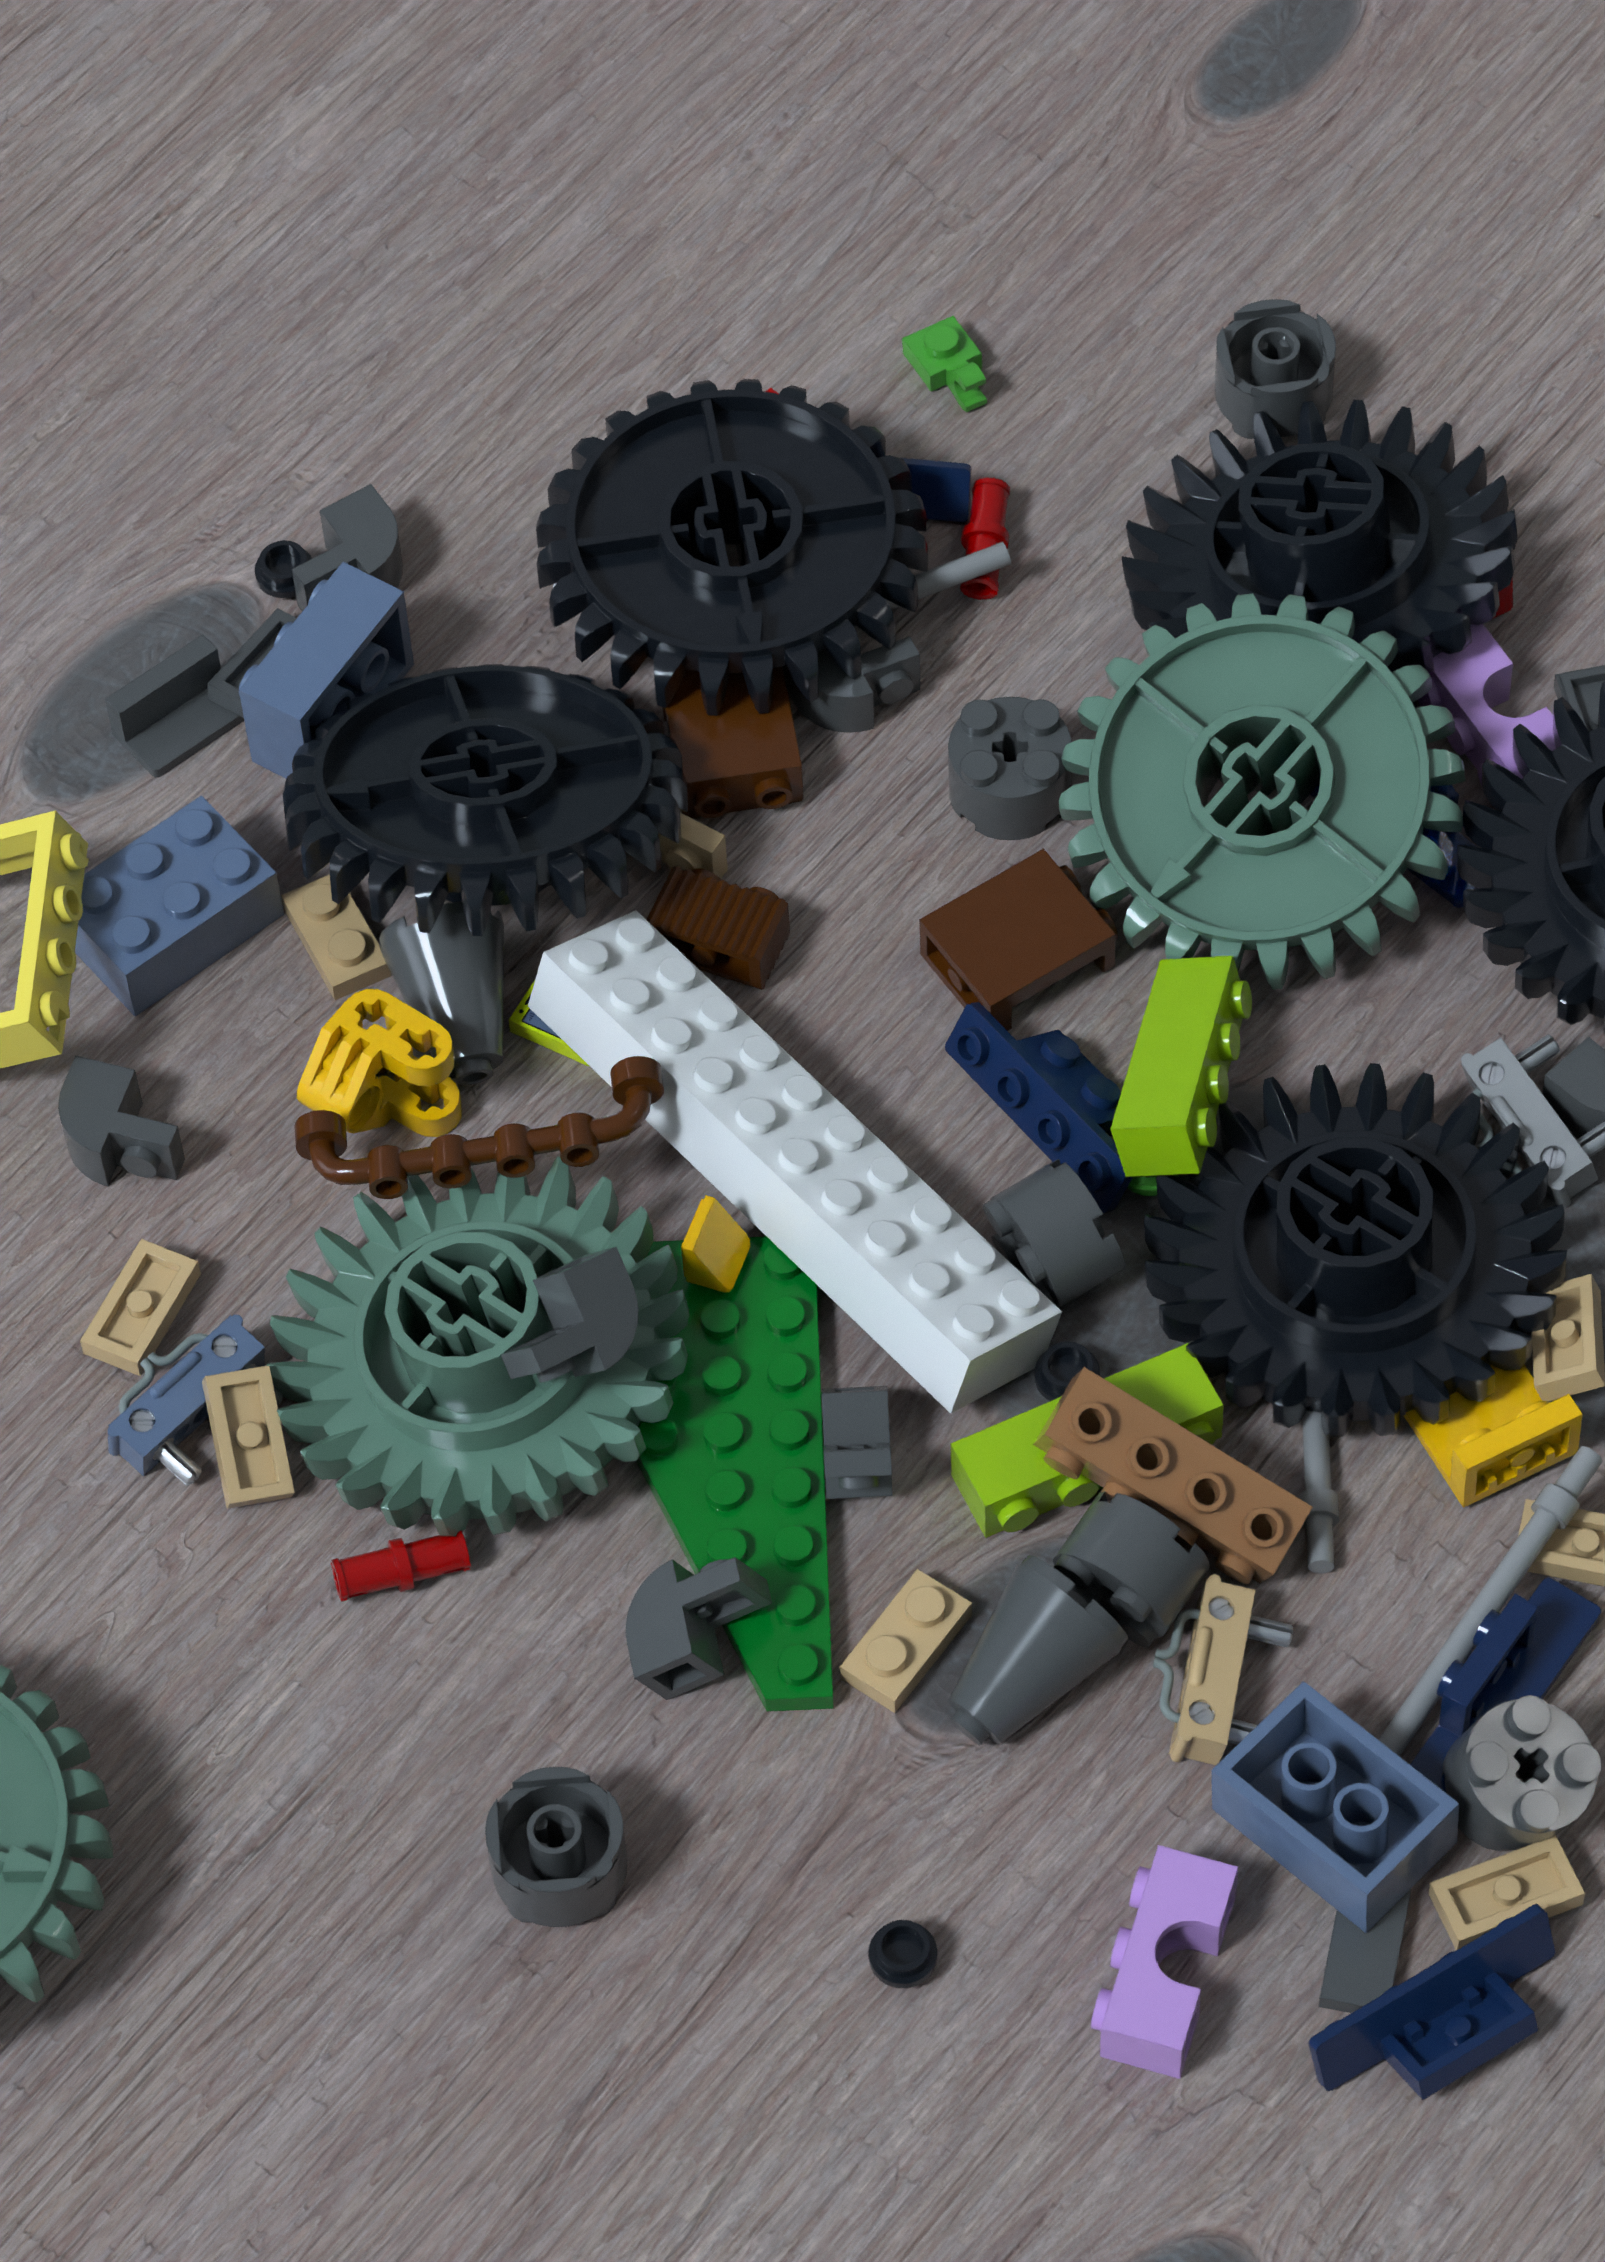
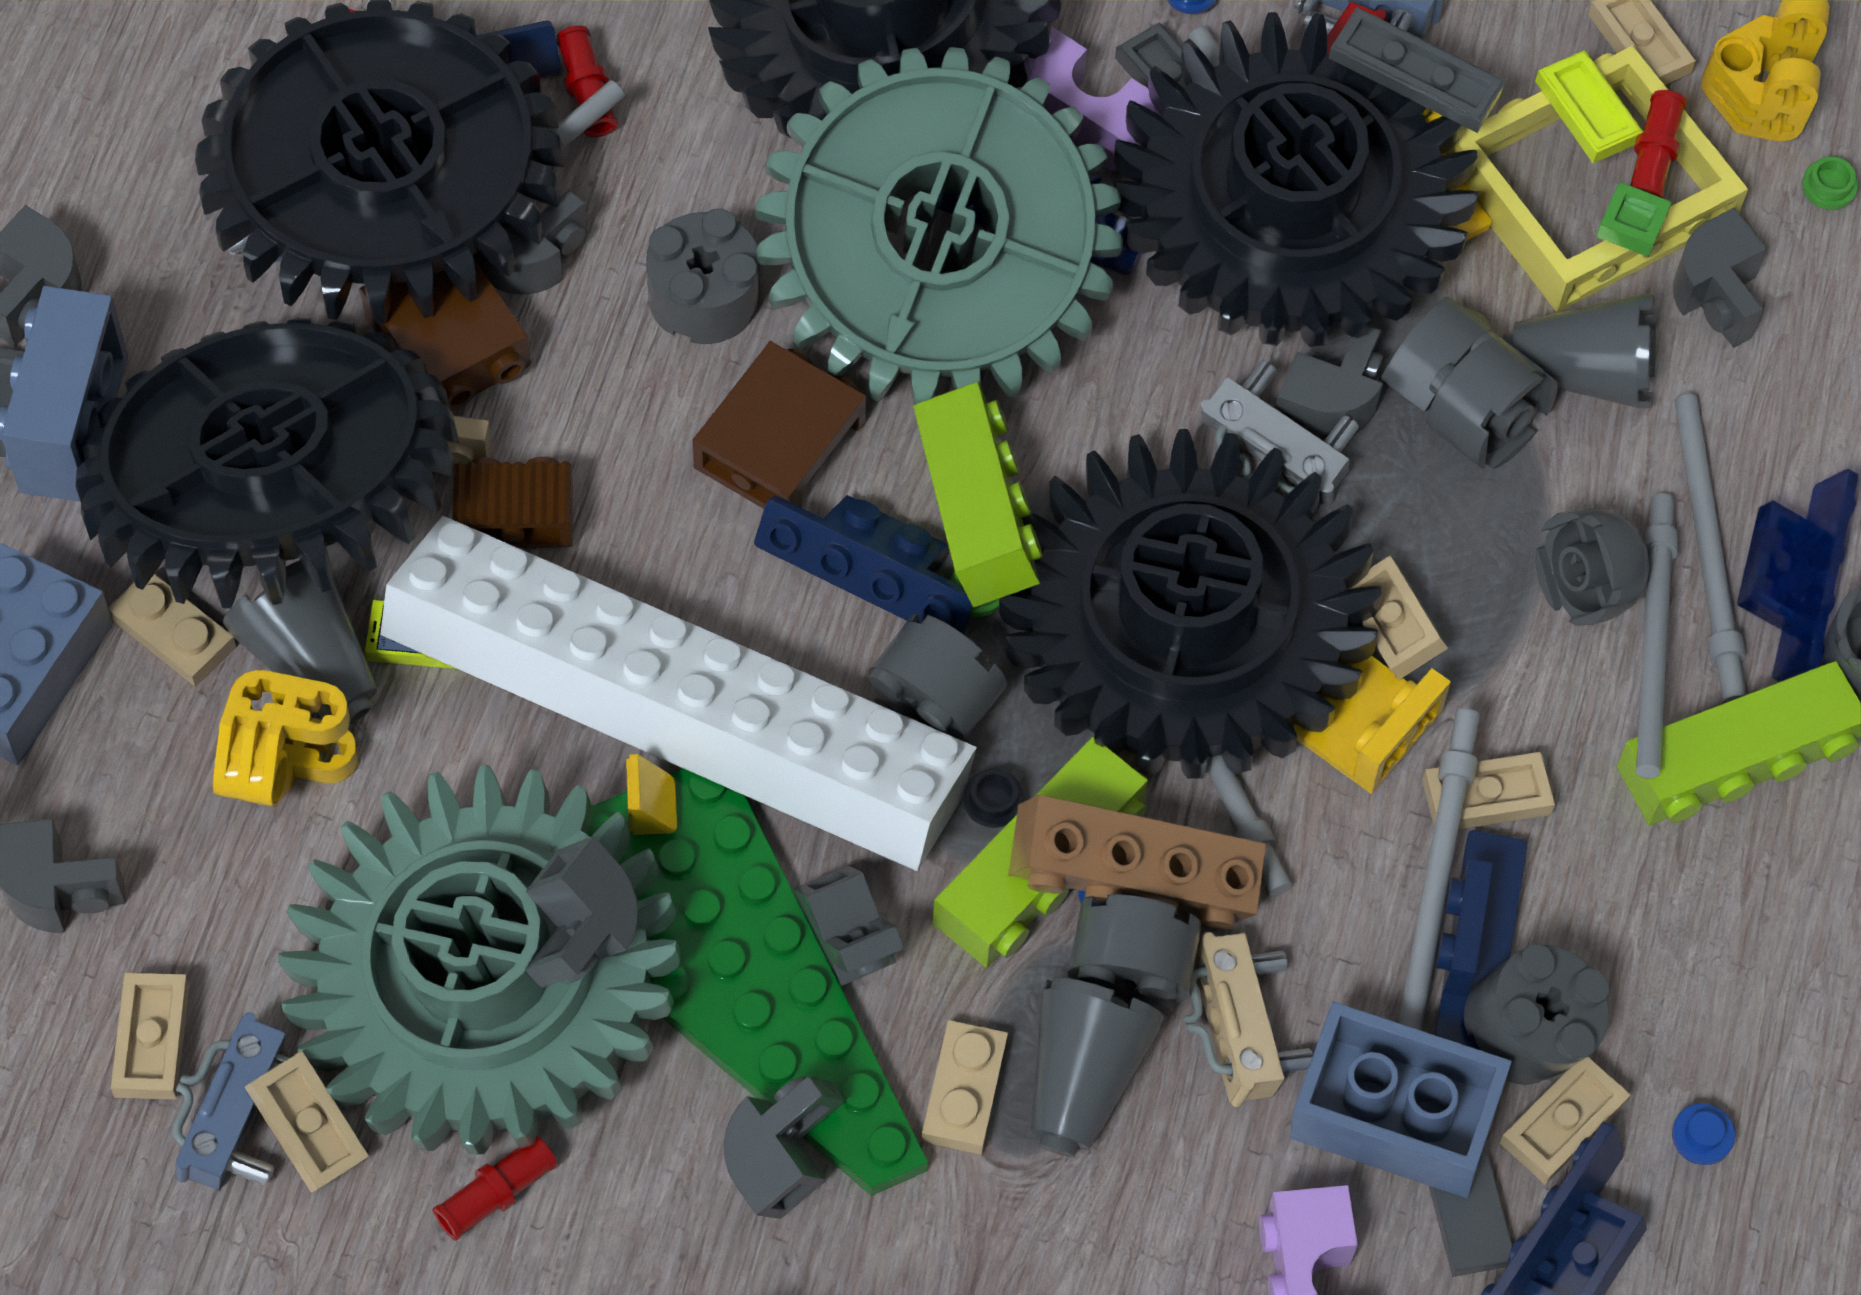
camera: 30 degrees left, 5 degrees up
(323, 1138) = (441, 771): reddish brown bar -> none

